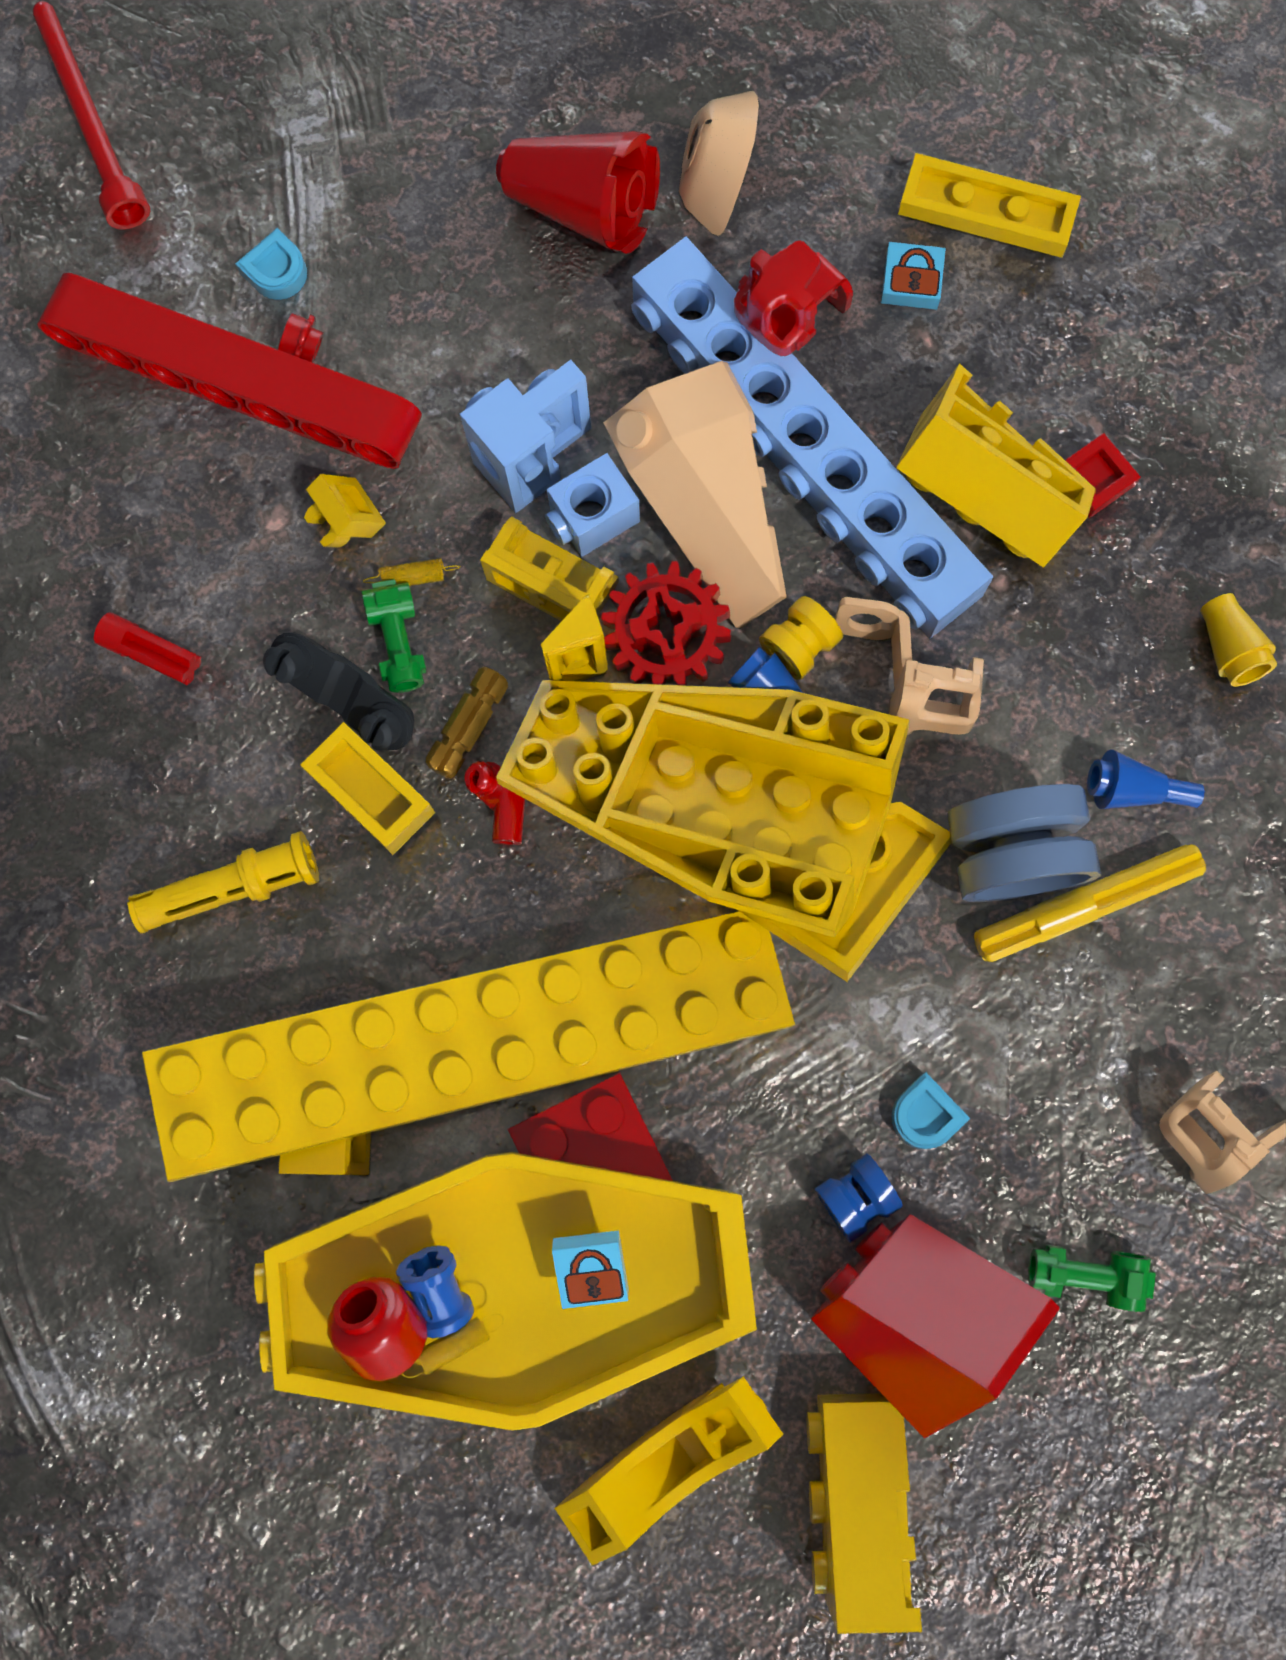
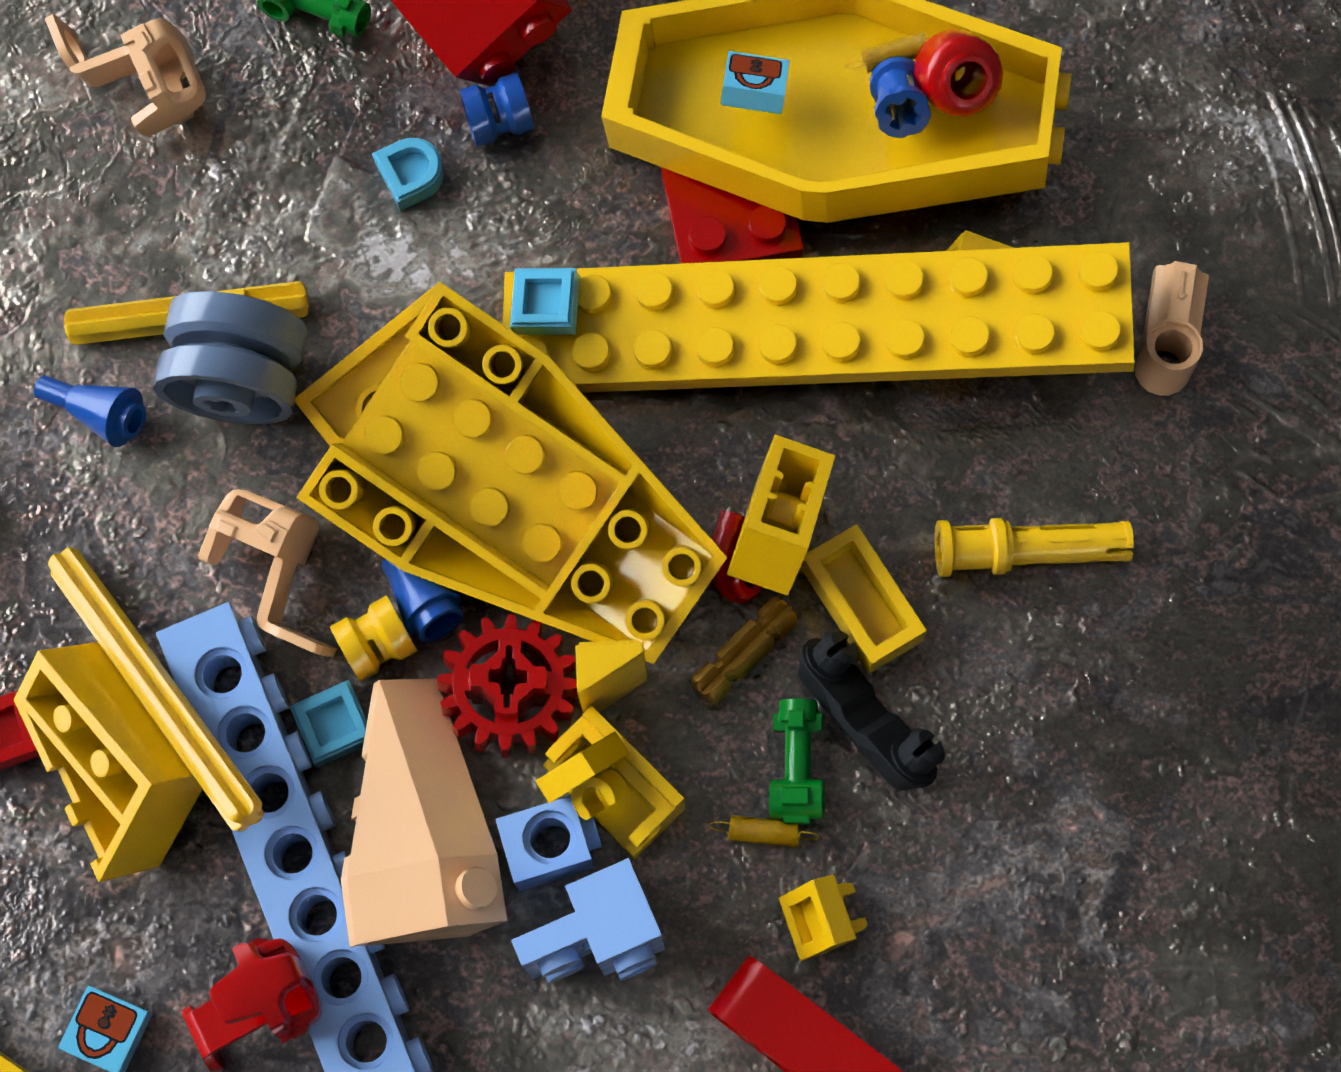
camera: 165 degrees left, 5 degrees down
(123, 1149) = (1172, 326): none -> light nougat piece
(146, 648) = (1070, 822): red piece -> none
(455, 833) = (781, 515): none -> yellow brick
(568, 551) = (587, 773): none -> yellow tile
(741, 990) = (545, 301): none -> medium azure tile
(815, 564) = (331, 723): none -> medium azure tile
(975, 527) = (157, 691): none -> yellow axle

